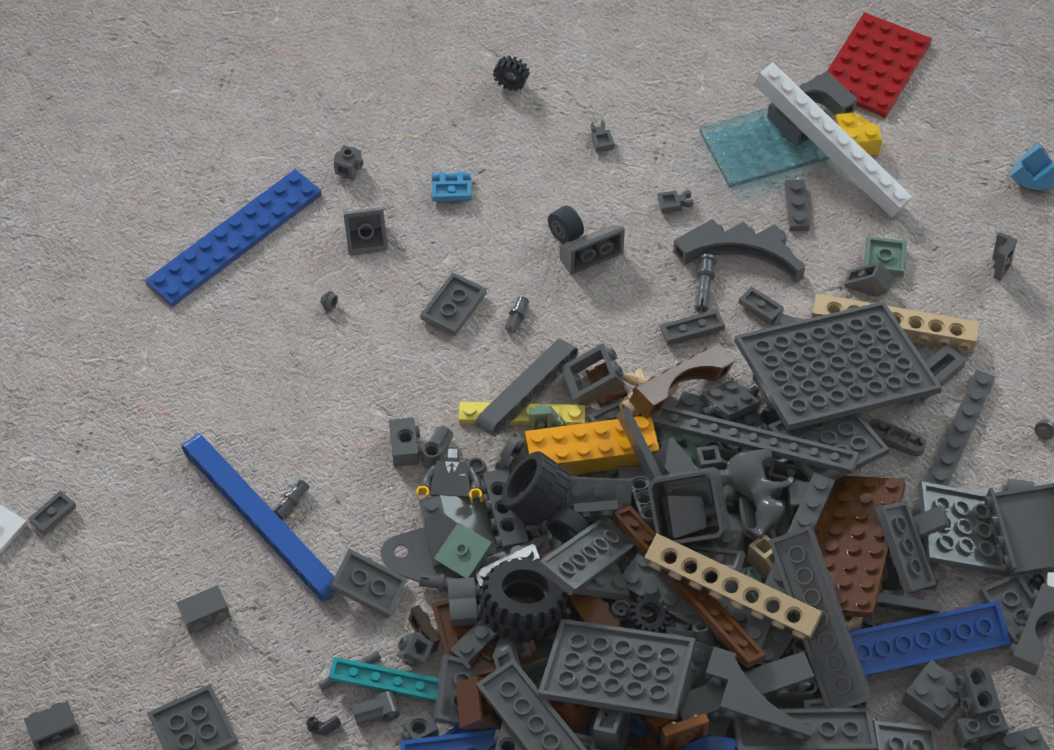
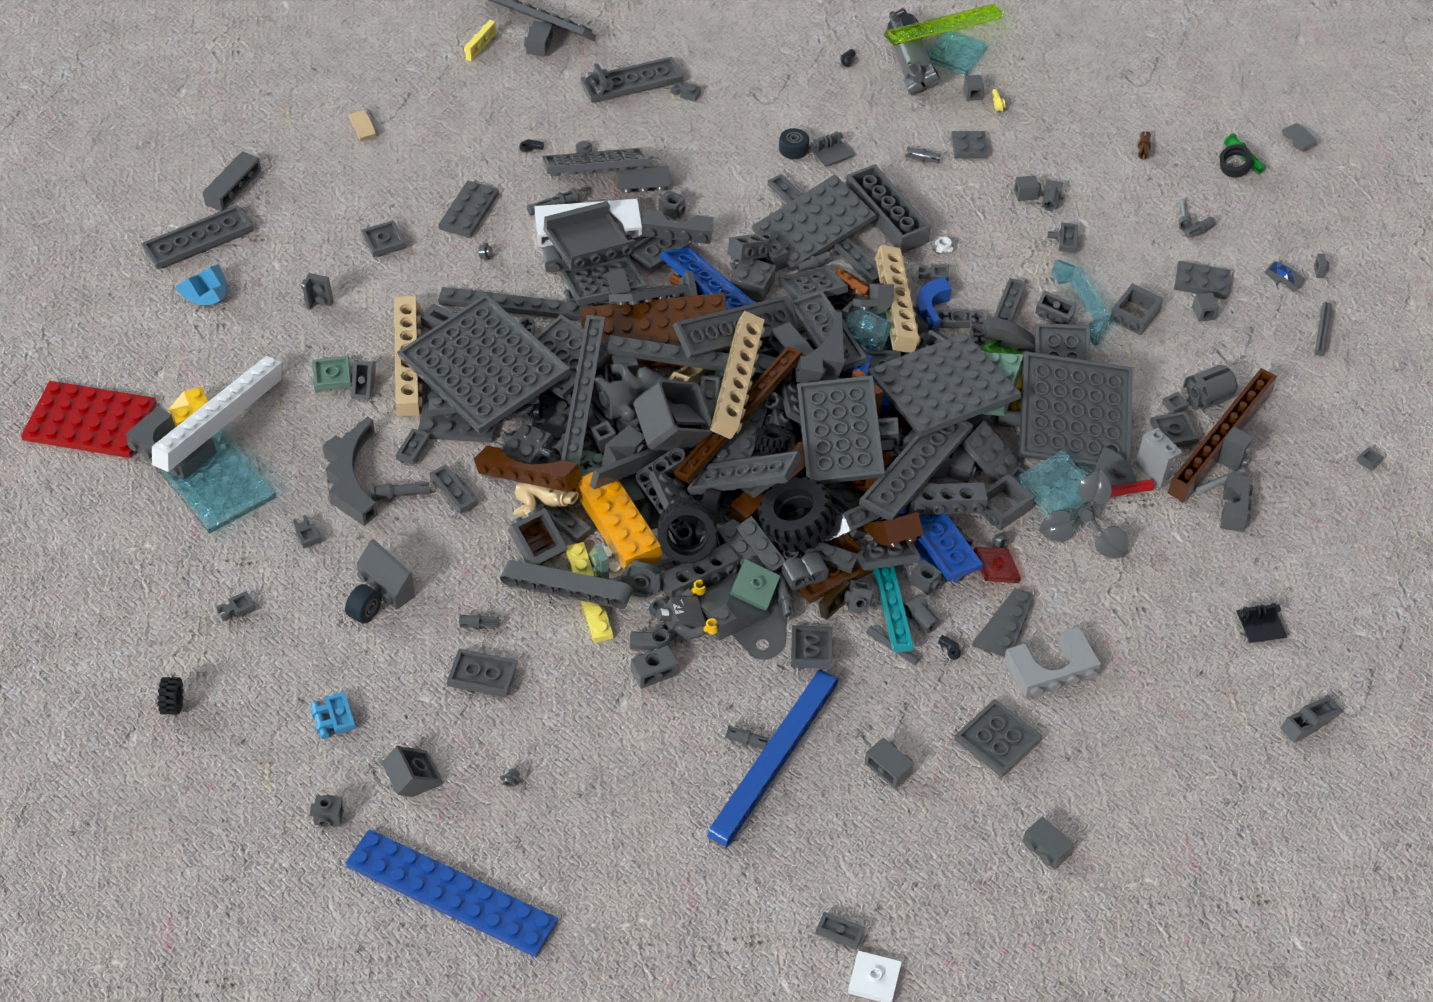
camera: 110 degrees left, 5 degrees down
(605, 508) = (687, 486): dark grey plate -> none
(797, 205) = (285, 445): dark grey plate -> none

